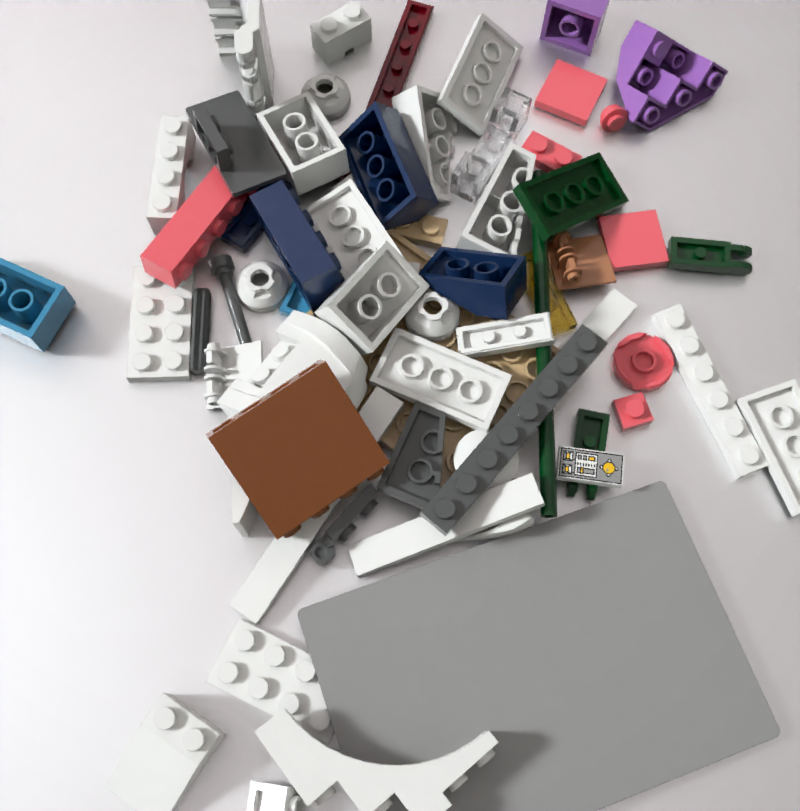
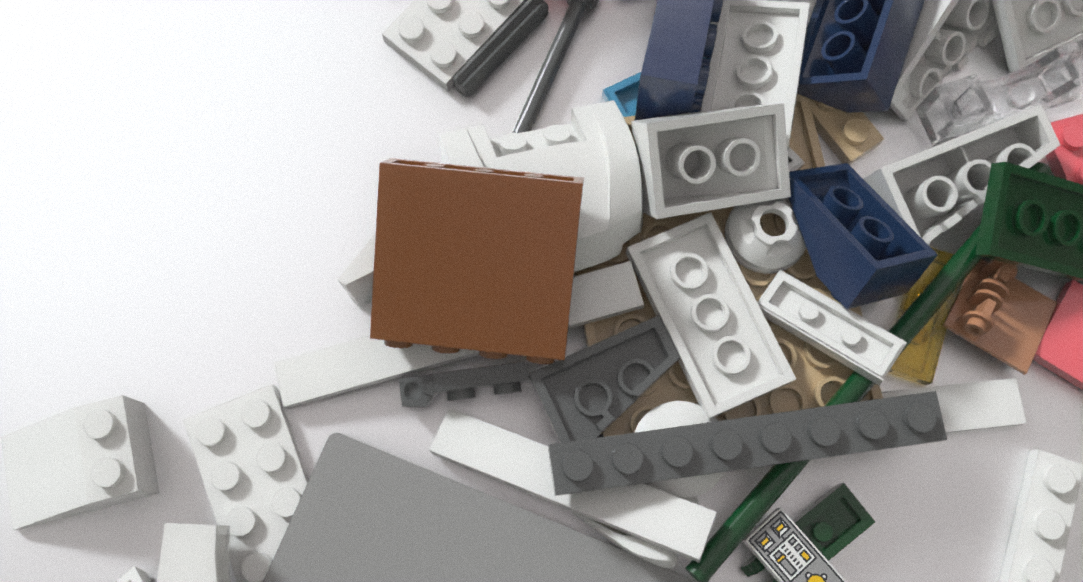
camera: 40 degrees right, 5 degrees up
(226, 365) = (495, 105): white hinge -> none
(266, 297) = (608, 65): white piece -> none
(632, 411) = (906, 540): coral plate -> none
(642, 362) = (972, 494): coral tile -> none

